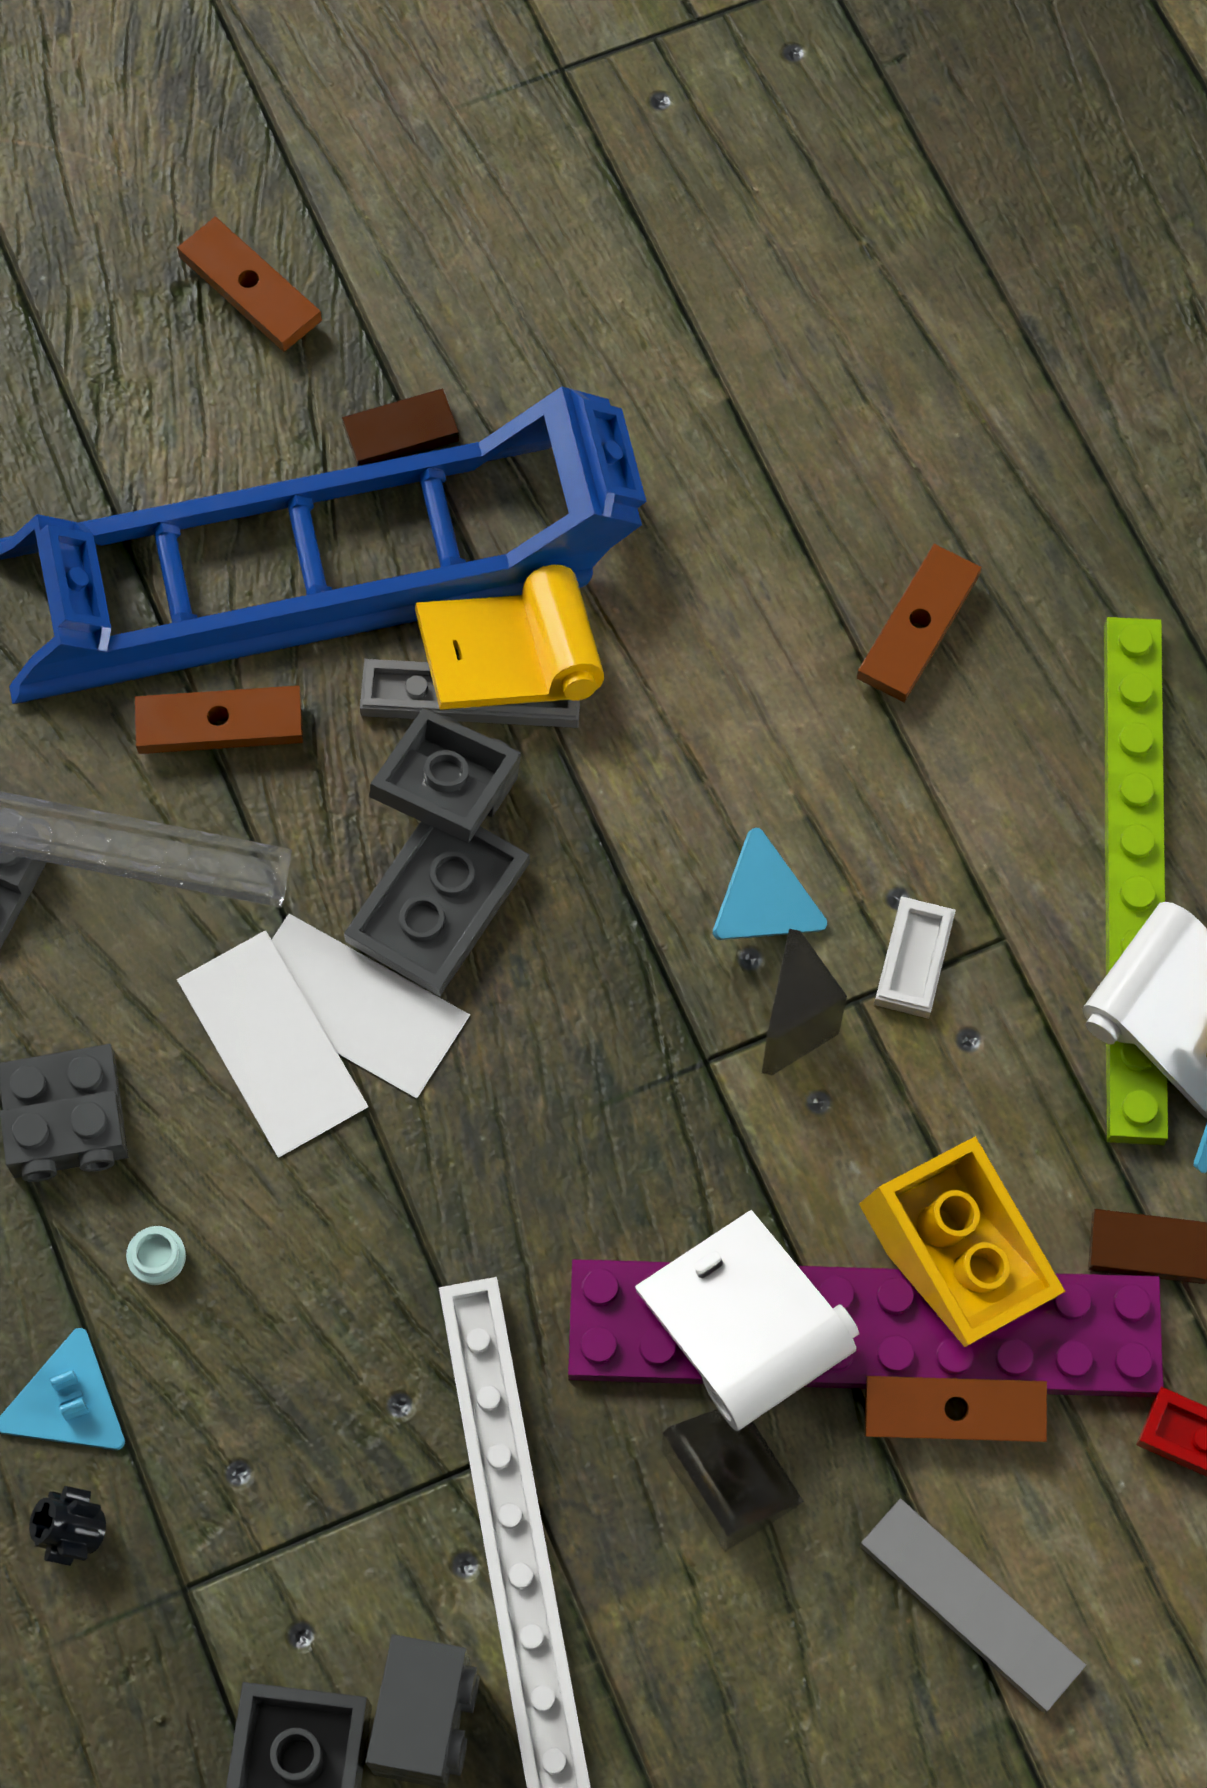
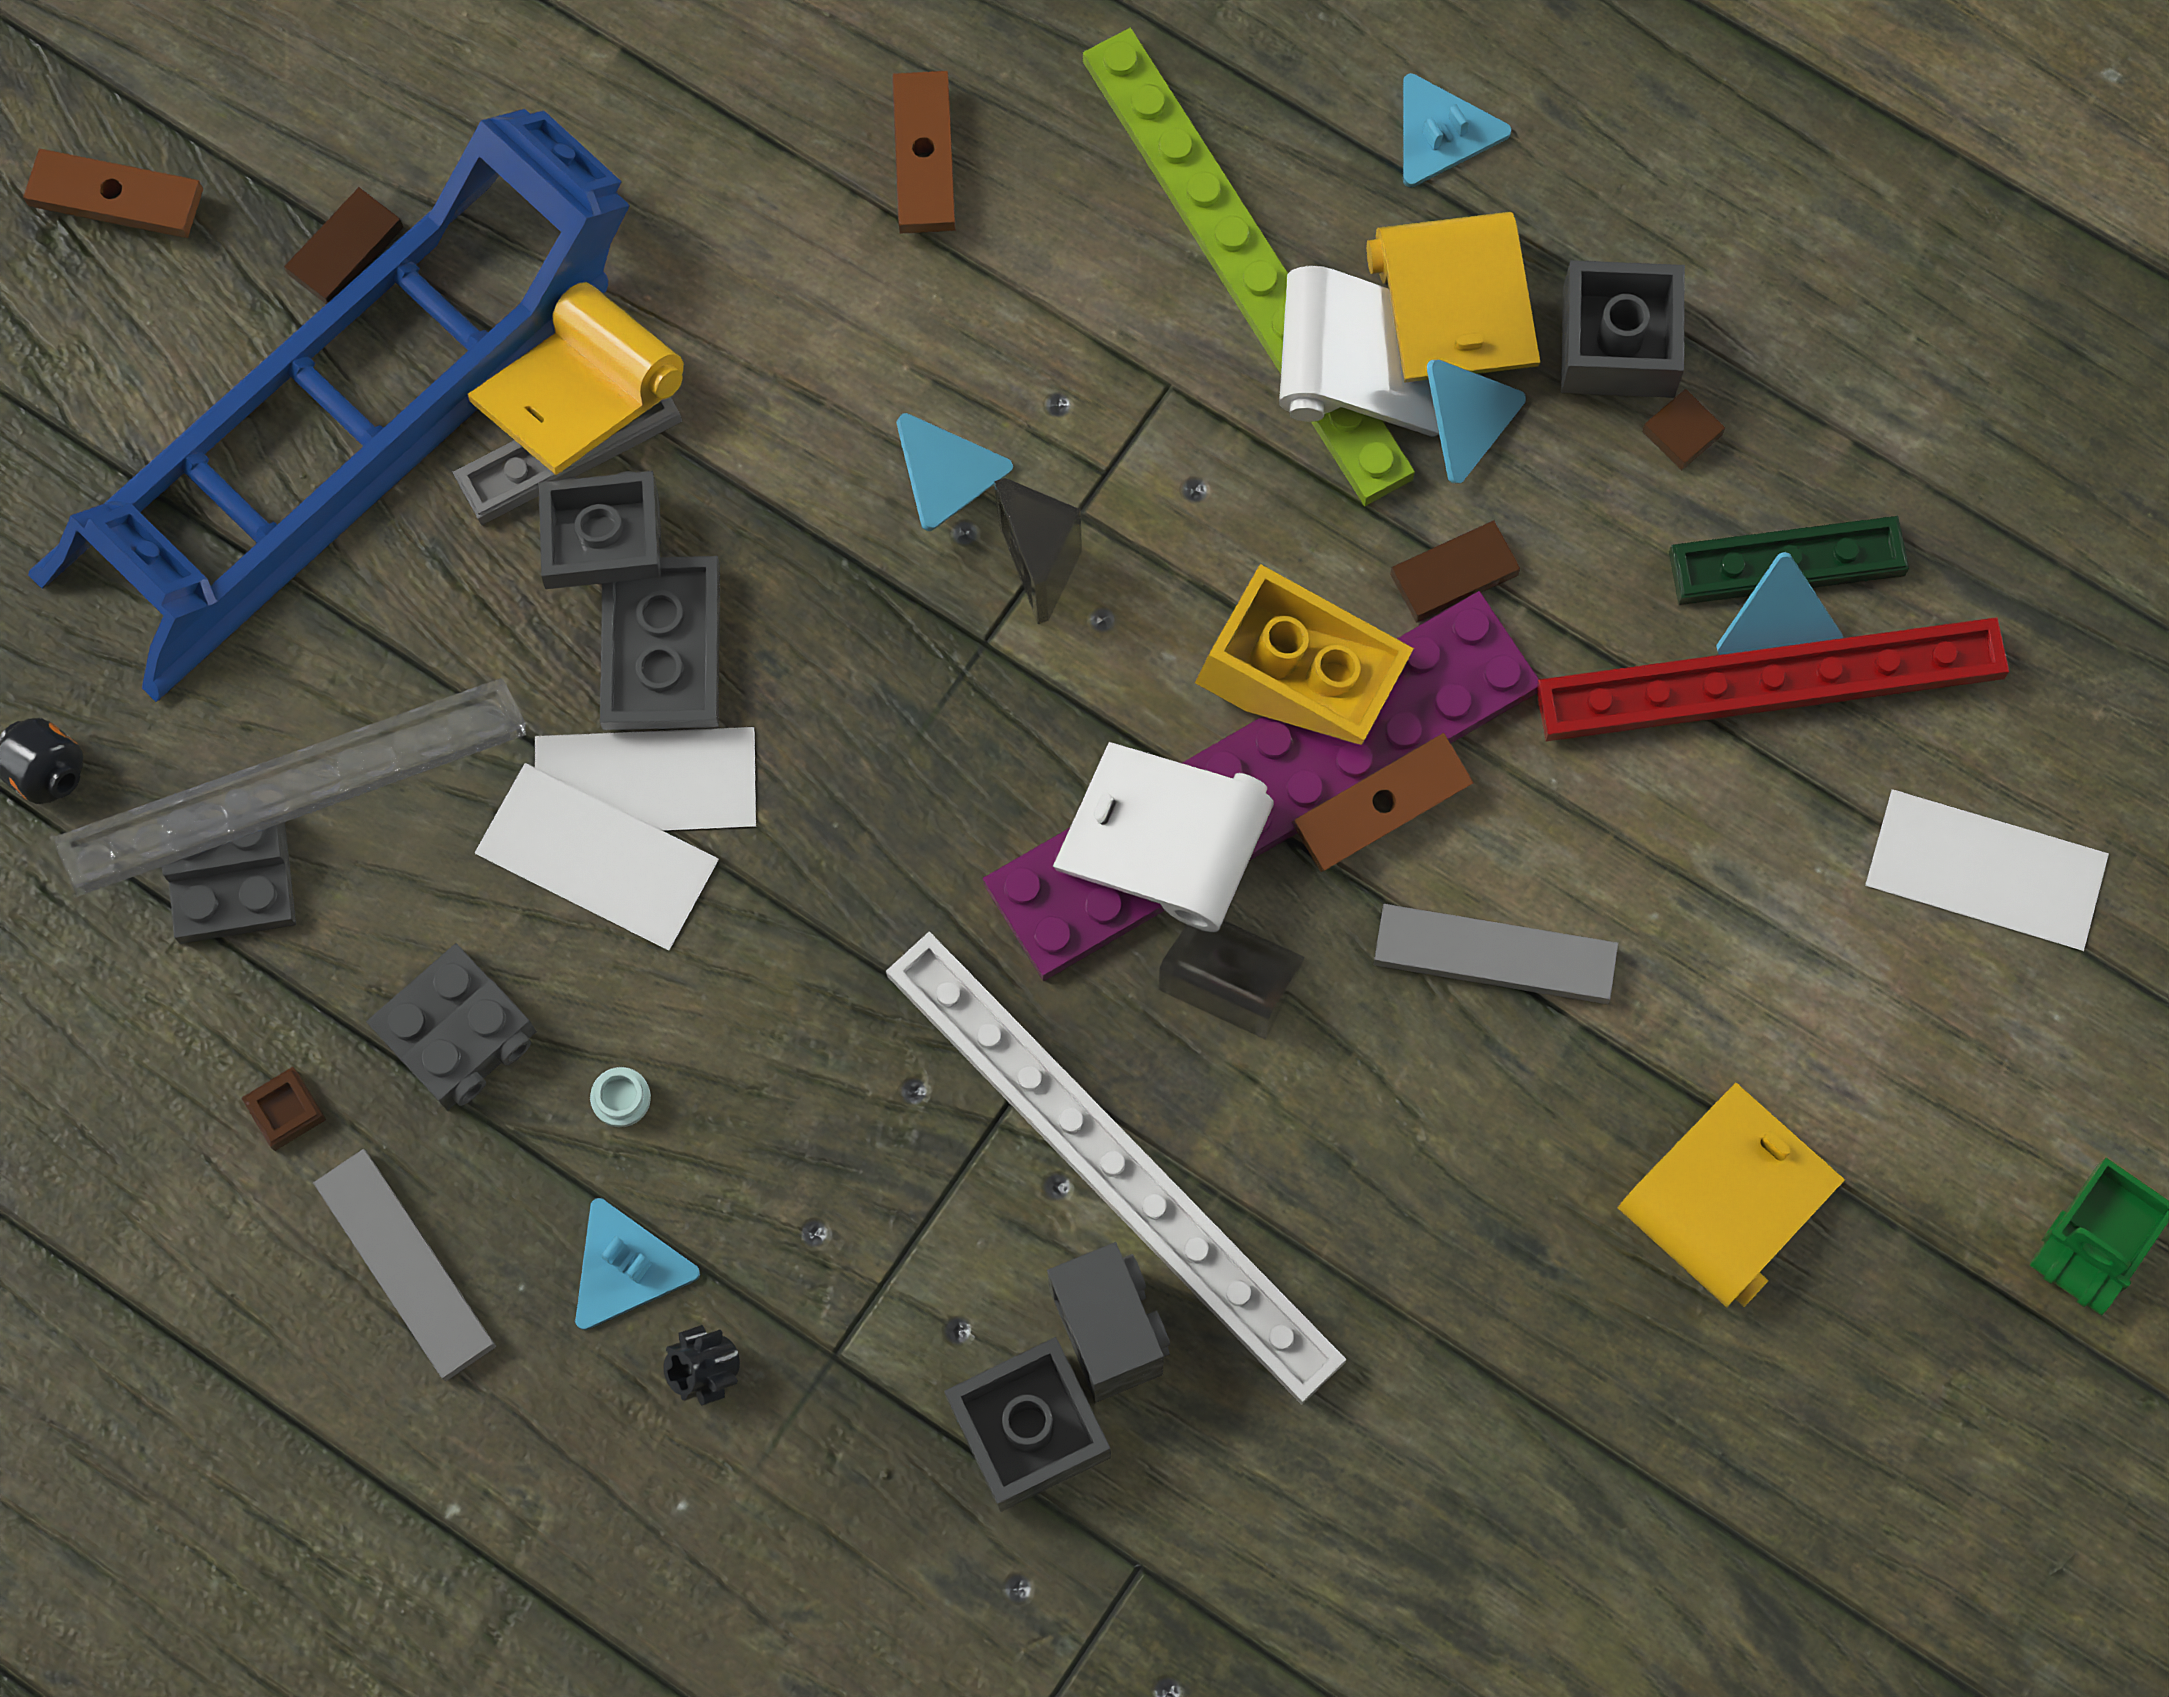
camera: 30 degrees left, 5 degrees up
(187, 719) = (327, 622): dark orange tile -> none
(914, 957) = (1105, 446): white tile -> none

